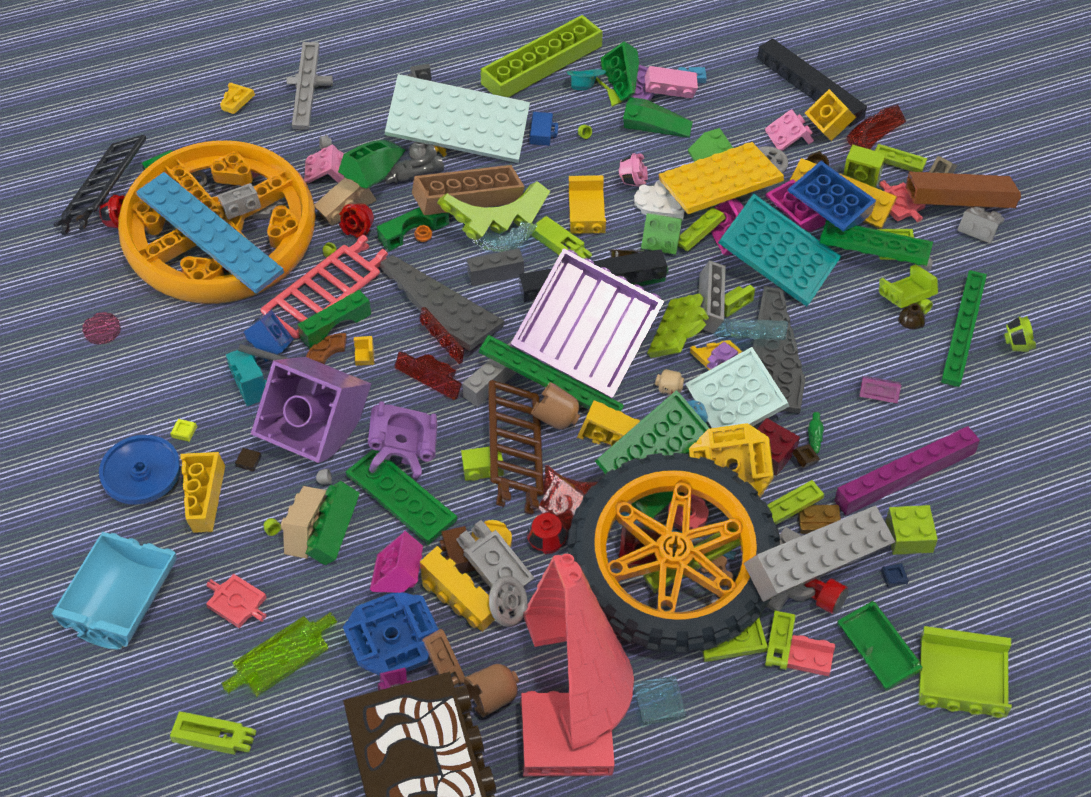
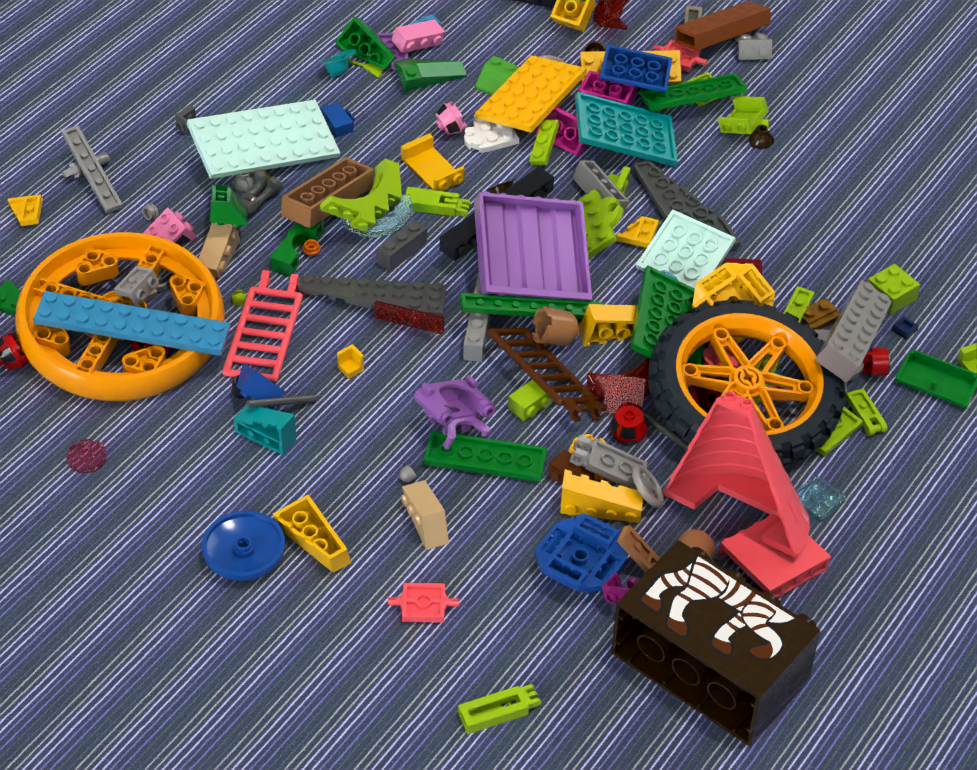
camera: 35 degrees left, 5 degrees down
(114, 590) = (324, 643): medium azure cylinder -> none
(183, 430) = (246, 499): neon yellow tile -> none
(248, 459) = (327, 493): dark brown tile -> none
(272, 526) = (398, 533): lime hinge -> none
(280, 655) = (499, 621): clear neon green plate -> none
(309, 407) = (356, 423): medium lavender brick -> none
(316, 328) = (293, 360): green arch -> none
(328, 347) = (311, 376): dark orange tile -> none
(332, 523) = (459, 515): green brick -> none
(356, 219) = (246, 260): red cone -> none
(397, 565) = (537, 505): dark pink slope -> none
(430, 372) = (421, 353): clear red bracket -> none
(541, 57) = (286, 60): lime brick -> none
(584, 131) = (376, 106): lime hinge -> none
(661, 233) = (517, 158): bright green plate -> none
(669, 382) = (623, 269): tan head -> none
(721, 354) = (648, 228): medium lavender plate -> none
(752, 329) = (656, 198): clear light blue bracket -> none
(788, 130) = (546, 36): bright pink bracket -> none
(806, 456) = (772, 274): dark brown plate -> none
(810, 655) = (897, 410): coral bracket -> none
(815, 432) = (765, 255): green piece -> none
(864, 165) = (635, 35): lime brick -> none
(880, 389) = (784, 201): magenta panel -> none
(902, 159) = (651, 23): lime plate -> none
(906, 470) = (853, 249): magenta brick -> none
(964, 329) = (806, 129): green plate -> none
(1020, 335) = (853, 114): lime cone -> none

